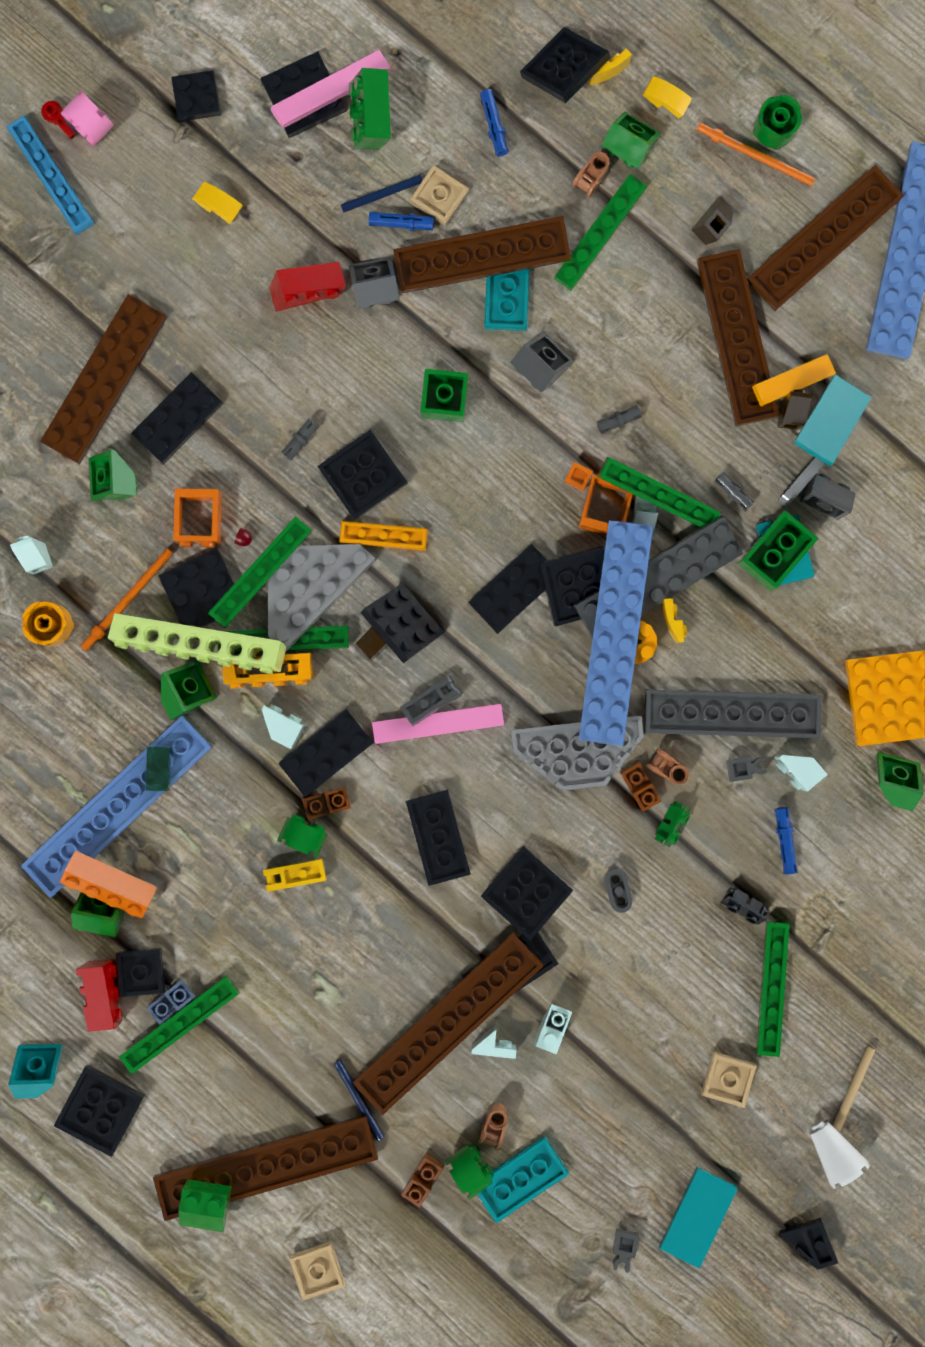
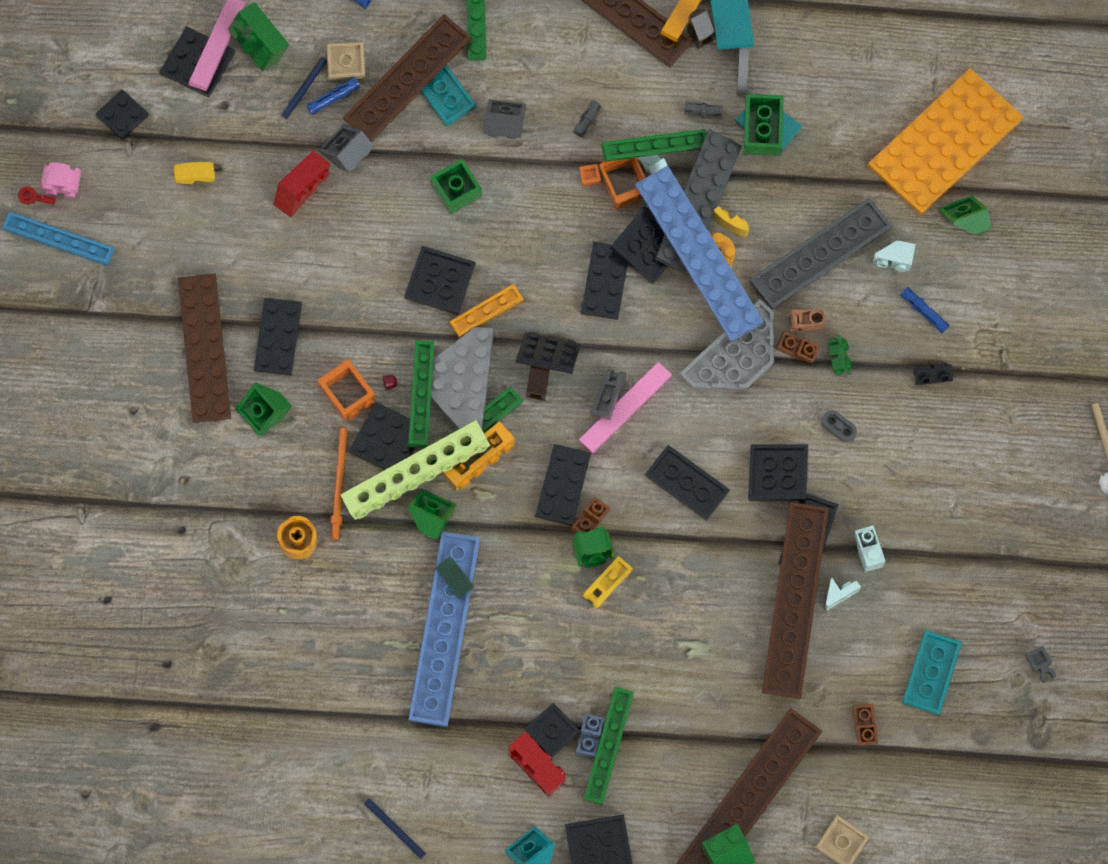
camera: 40 degrees left, 15 degrees down
(32, 554) = (250, 498): light aqua slope -> none
(96, 916) = (489, 706): green slope -> none
(108, 884) = (483, 680): orange brick -> none
(281, 727) = (518, 488): light aqua slope -> none
(299, 439) = (376, 288): dark grey pin -> none
(345, 1076) = (773, 702): dark blue bar -> none
(469, 1171) = (891, 686): green brick -> none
(493, 1130) = (885, 650): nougat piece -> none
(698, 1217) = (1073, 605): teal tile -> none
(728, 1079) = (1017, 496): tan plate -> none
(742, 769) = (857, 284): dark grey plate -> none
(772, 989) = (996, 413): green plate -> none
(828, 497) = (768, 68): dark grey slope -> none

